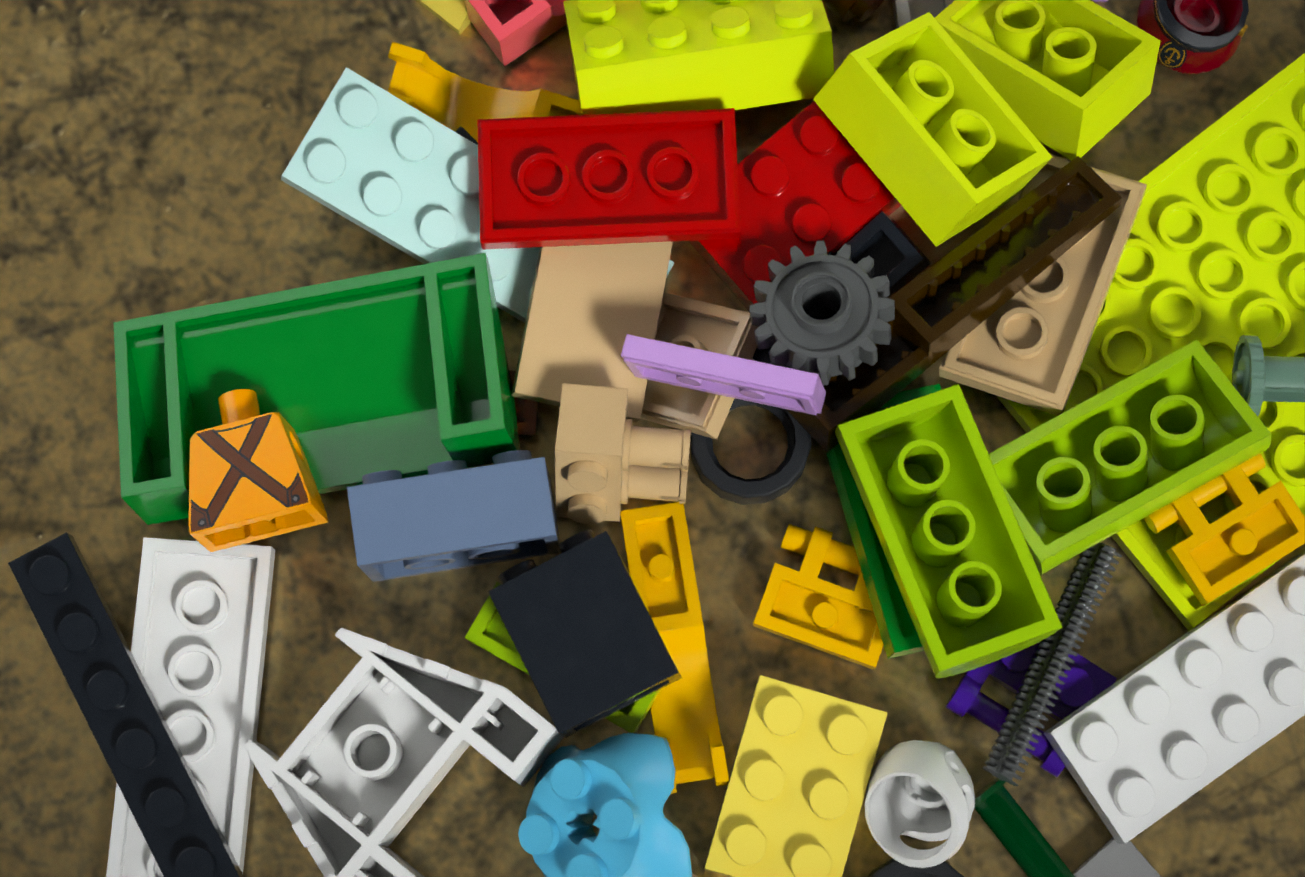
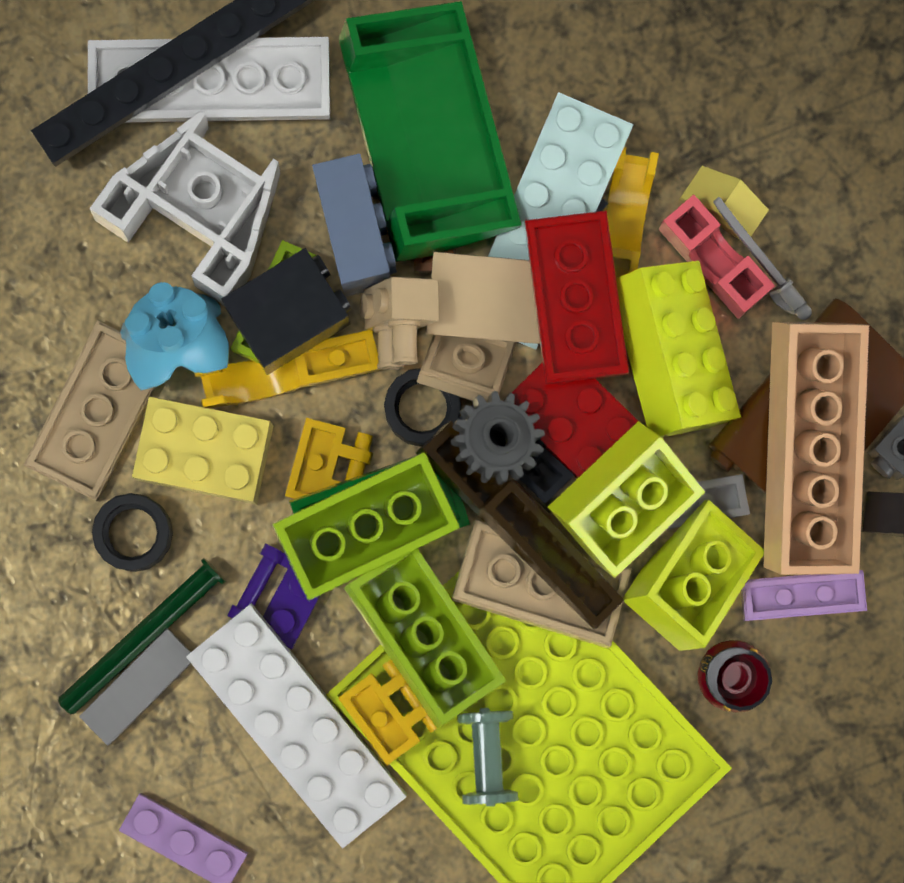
camera: 80 degrees right, 5 degrees up
(249, 477) = (368, 95): light orange torso -> none
(724, 375) = (451, 378): lavender tile -> none
(921, 794) = (208, 526): white helmet -> none
(1048, 663) = (296, 605): dark grey axle -> none

